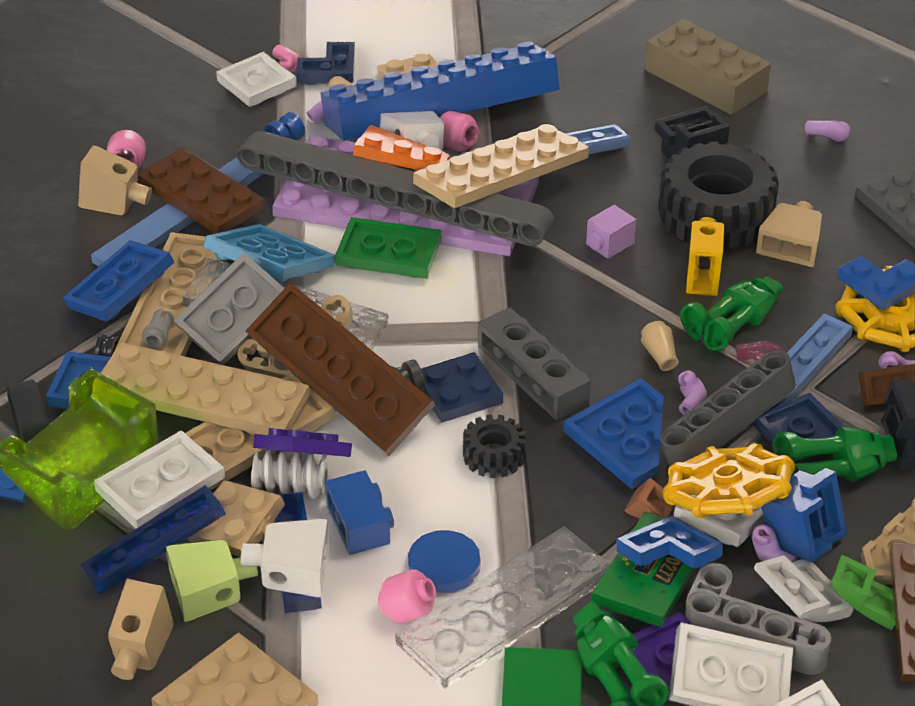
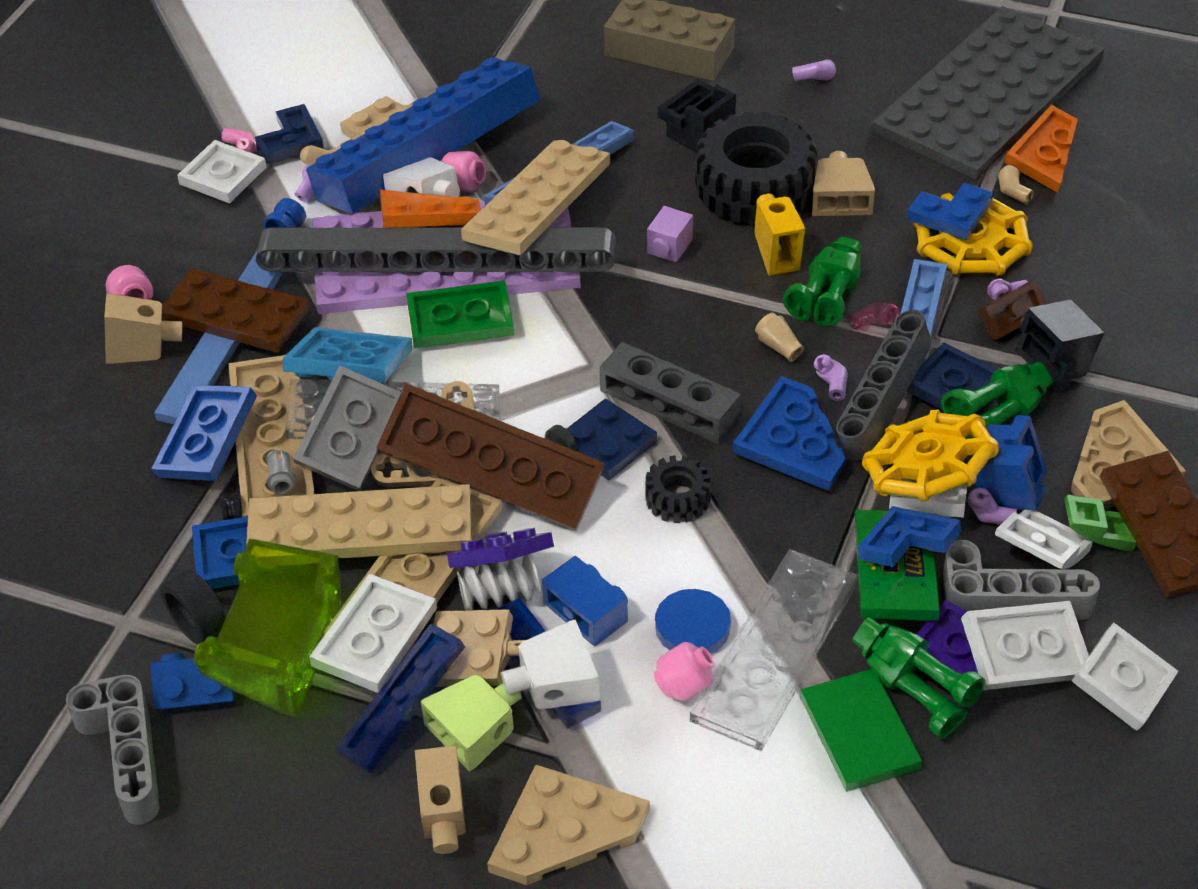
camera: 20 degrees left, 5 degrees up
(648, 499) = (851, 495): nougat slope -> none

